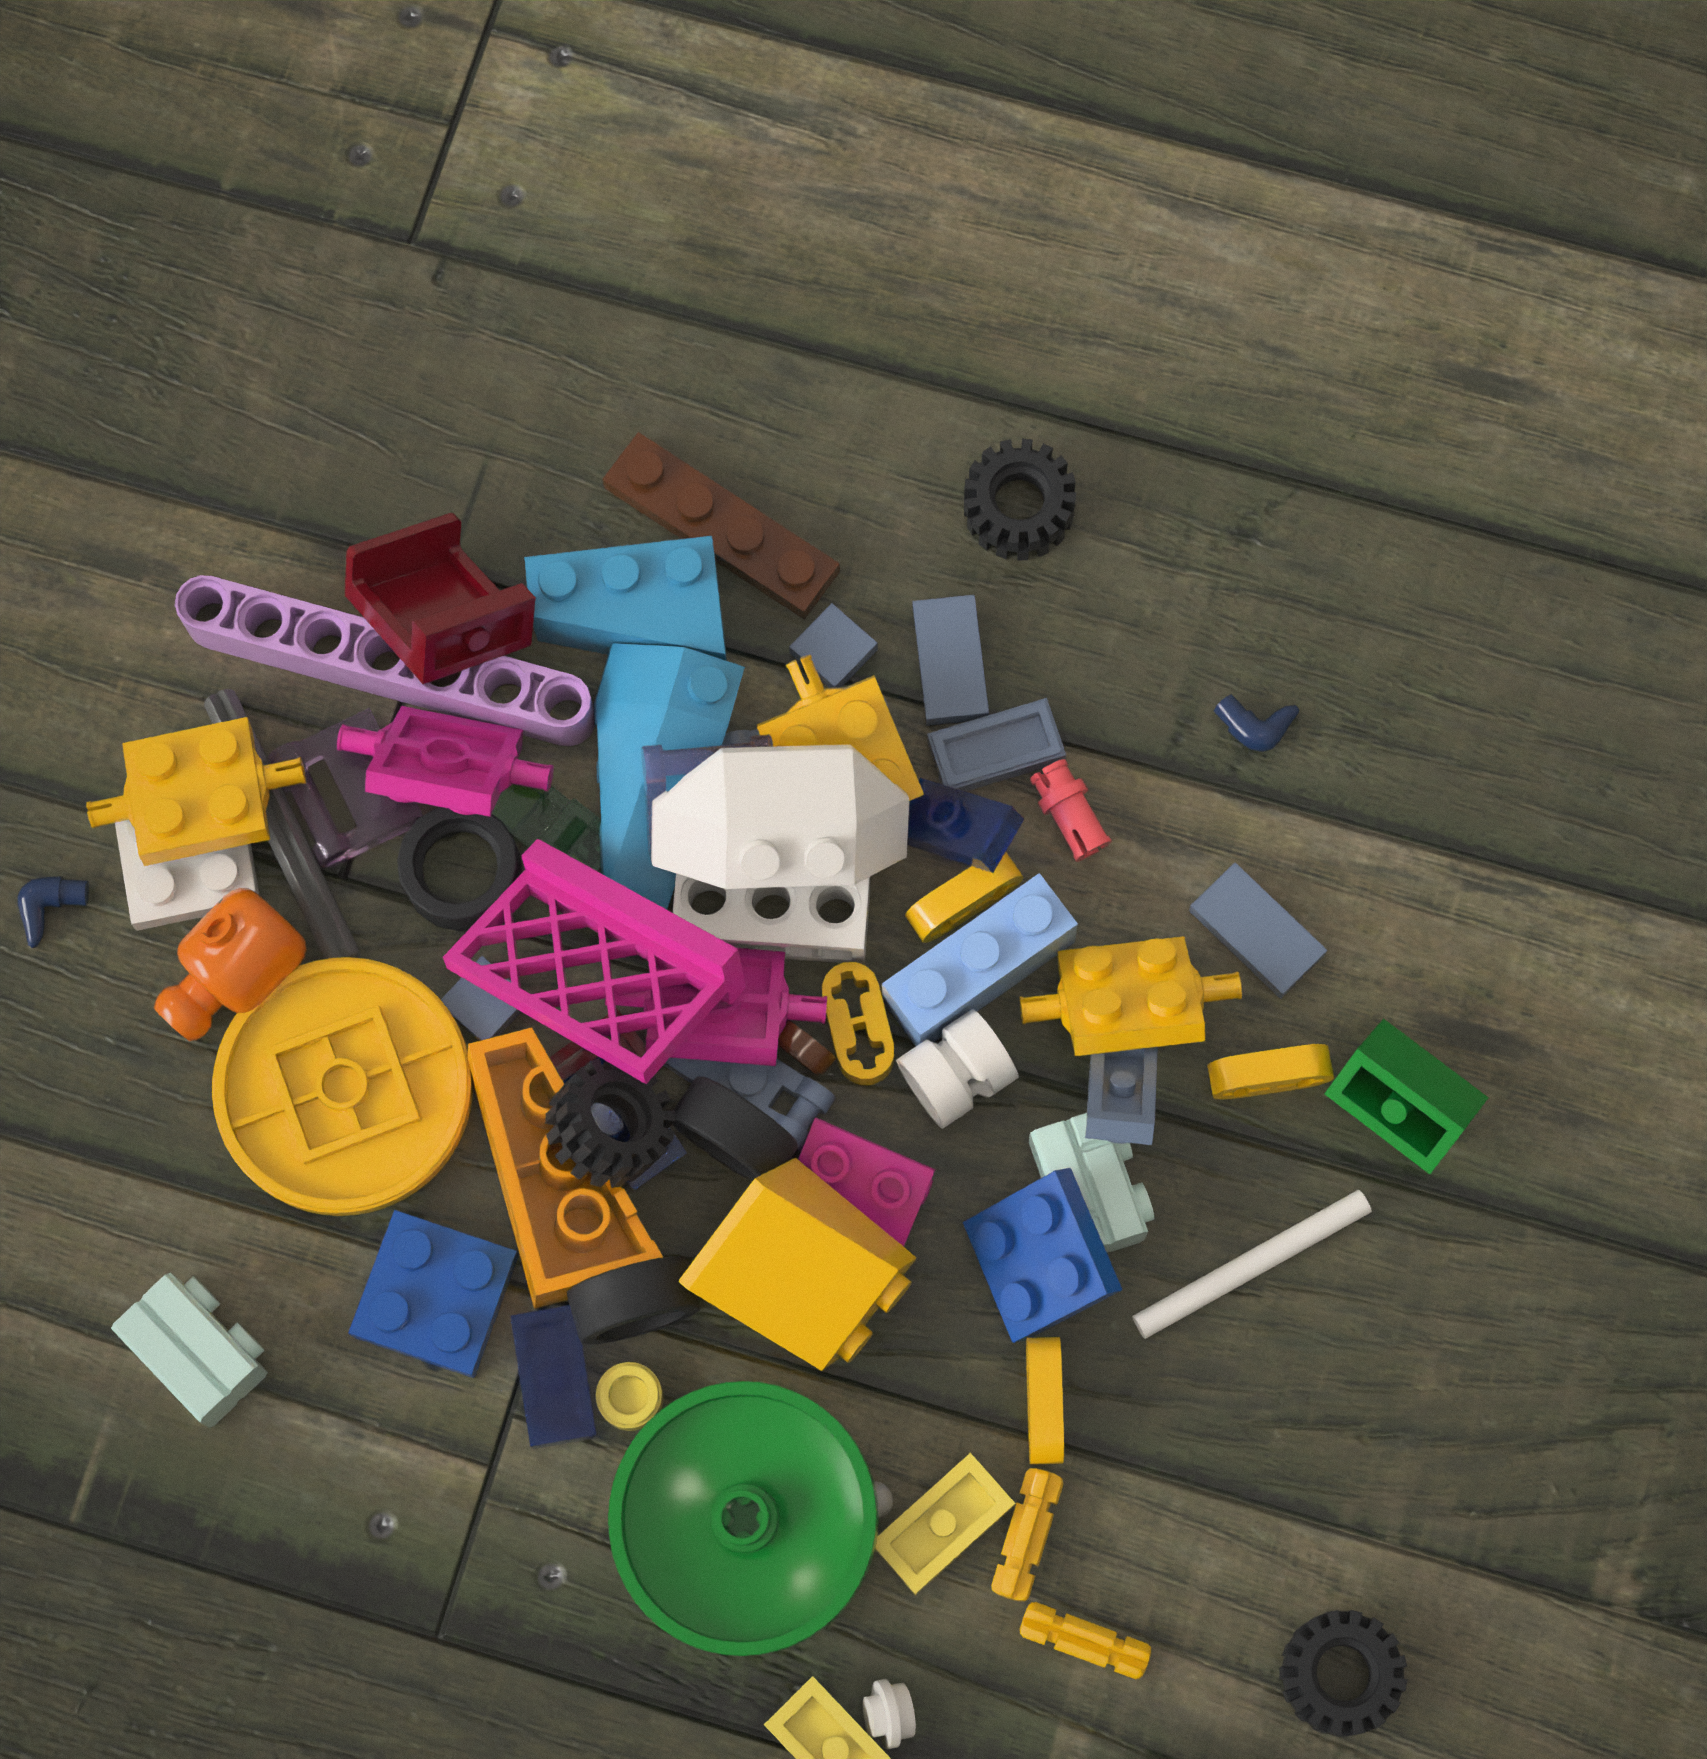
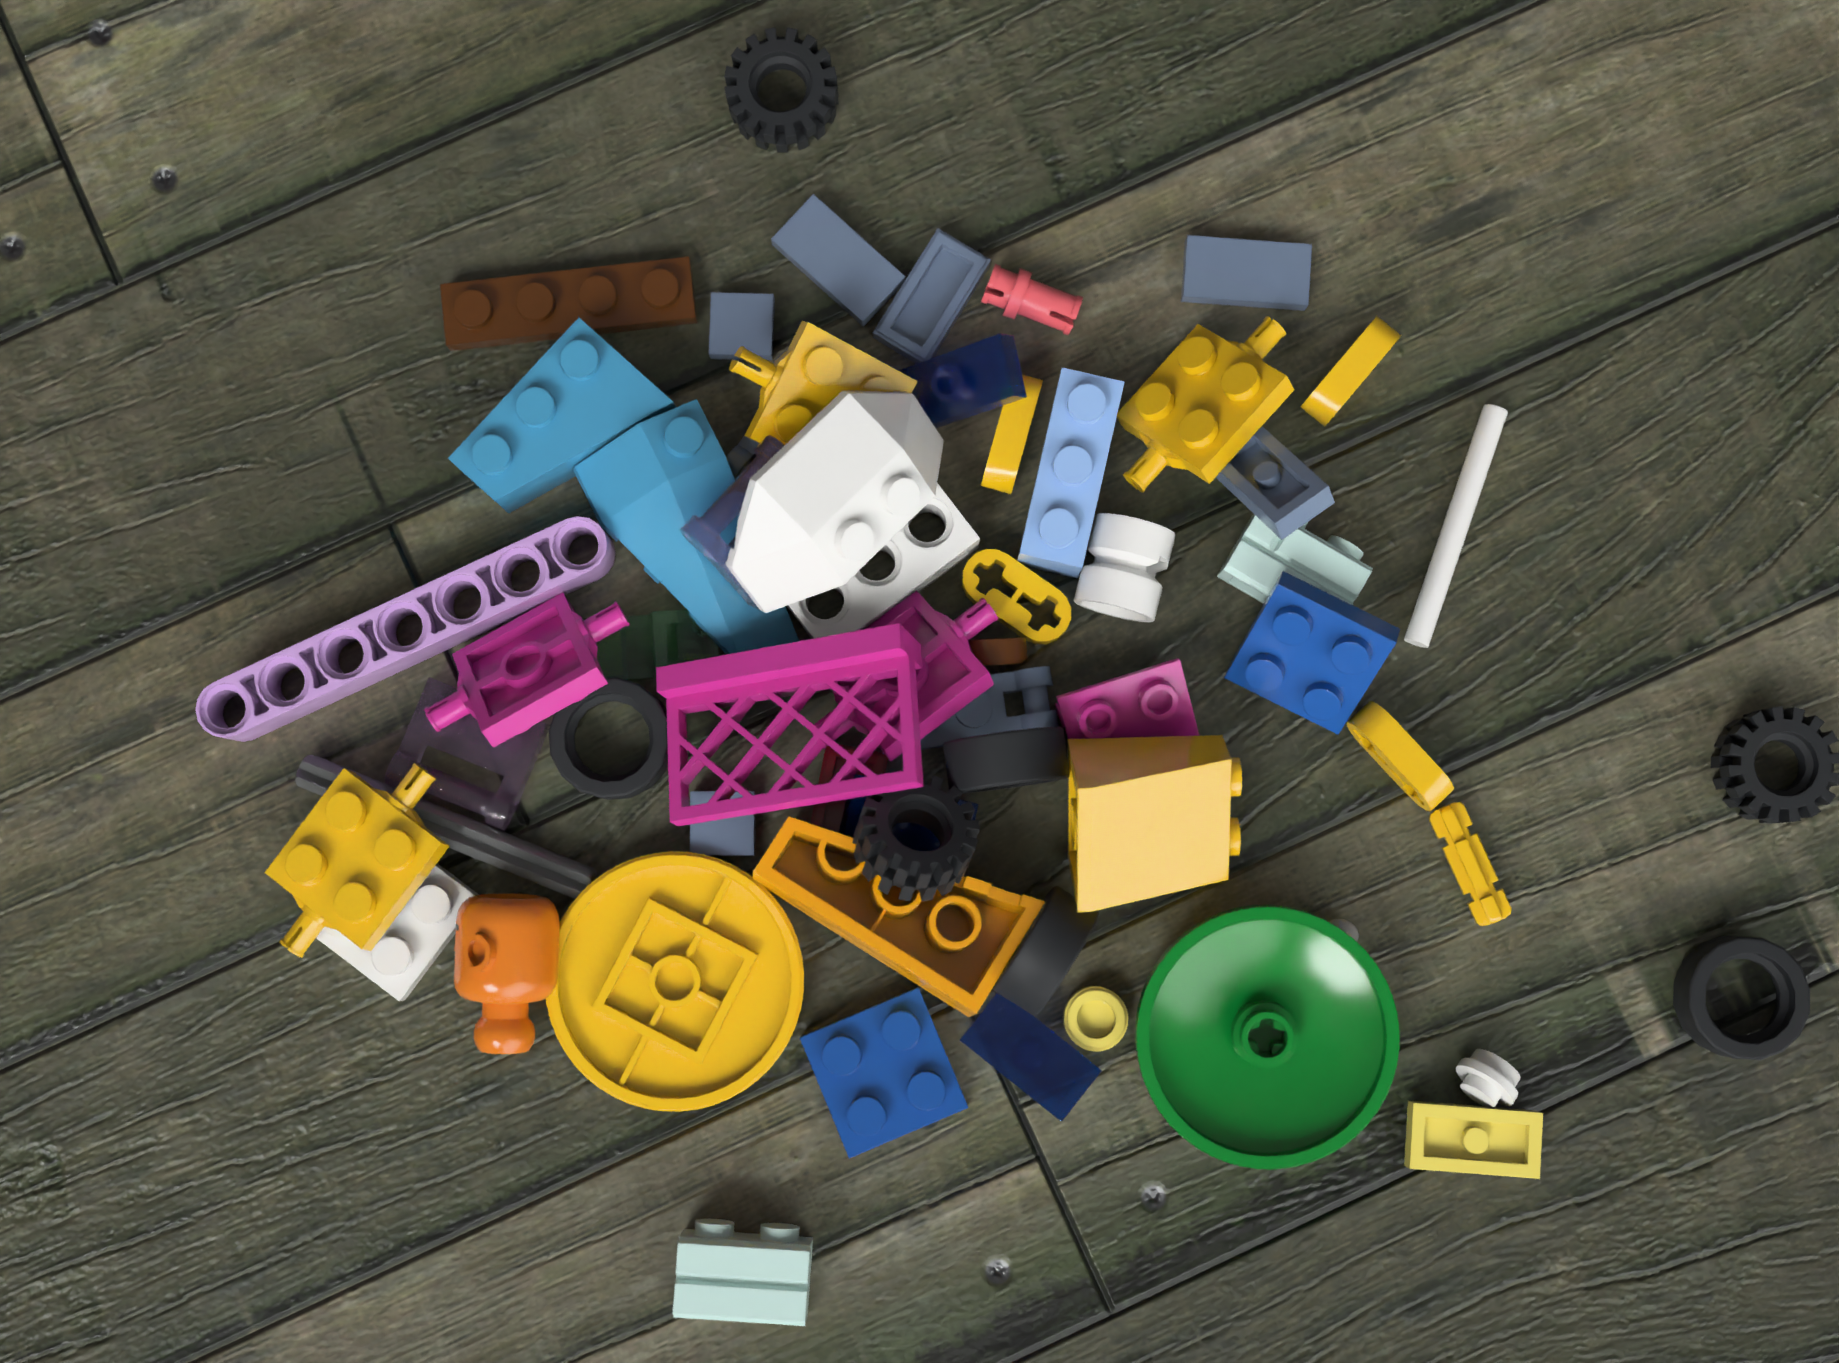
camera: 45 degrees left, 10 degrees up
(47, 892) = (309, 1032): dark blue animal -> none
(435, 600) = (408, 551): dark red panel -> none
(943, 1523) = (1406, 909): light yellow plate -> none
(1085, 1640) = (1576, 902): yellow axle -> none
(1251, 731) = (1108, 124): dark blue animal -> none
(1406, 1095) = (1469, 304): green brick -> none

